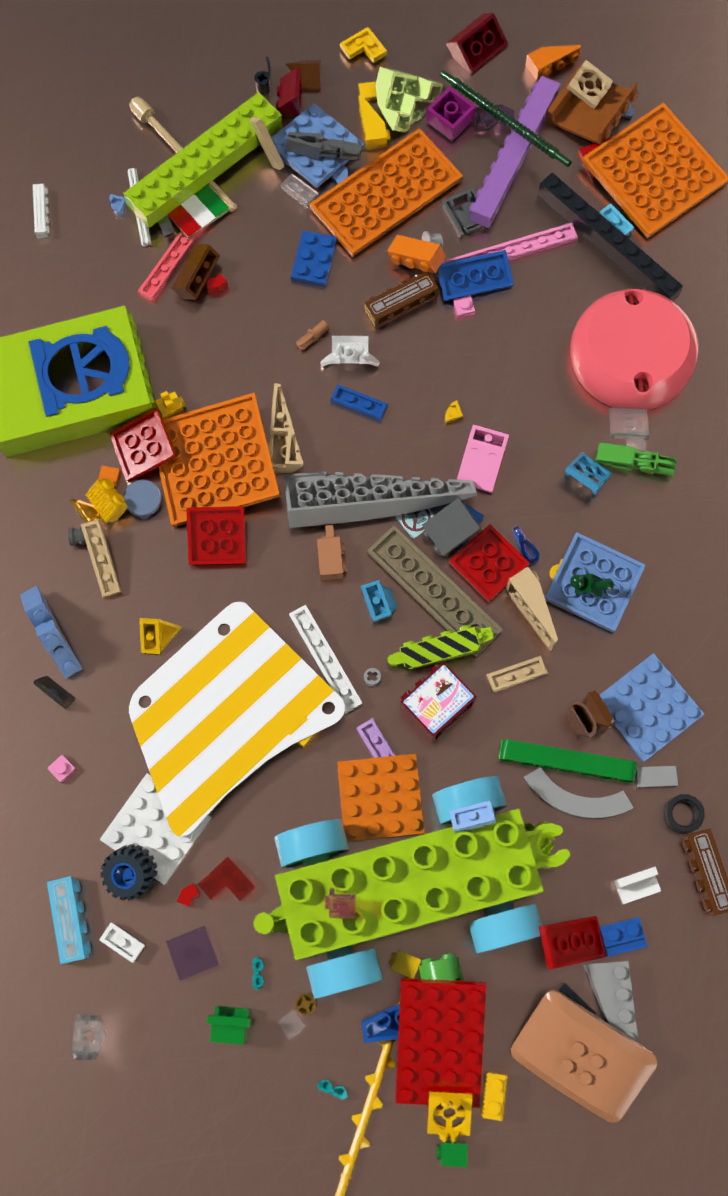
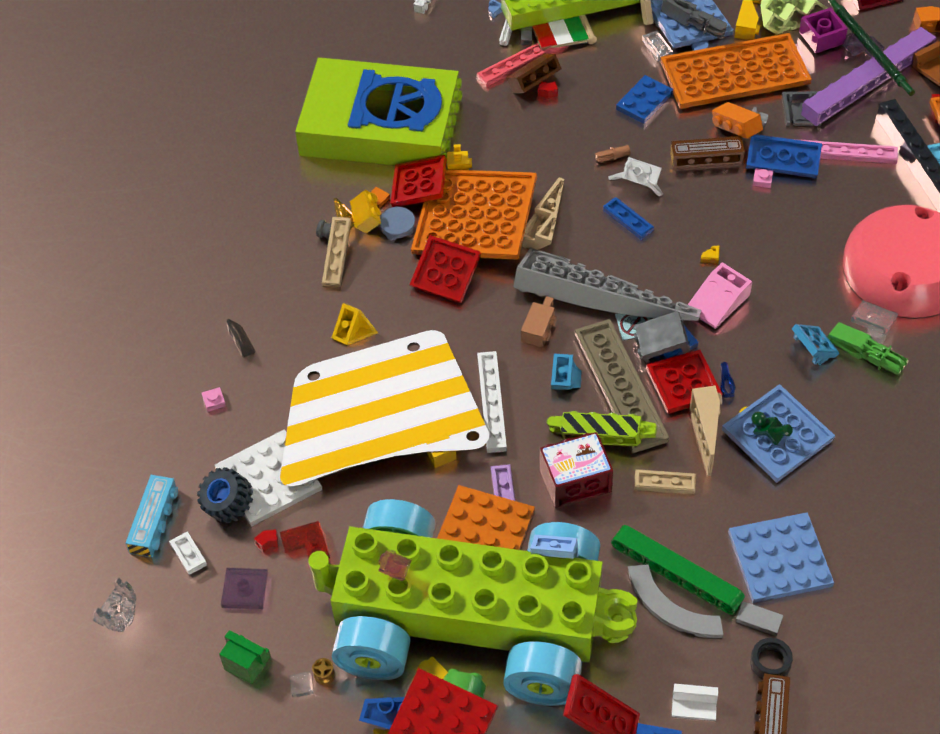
camera: 25 degrees right, 20 degrees down
(49, 631) = (261, 291): medium blue arch -> none
(257, 978) = (296, 624): teal piece -> none
(372, 683) = (531, 429): light grey bush -> none
(590, 715) = (716, 535): reddish brown piece -> none

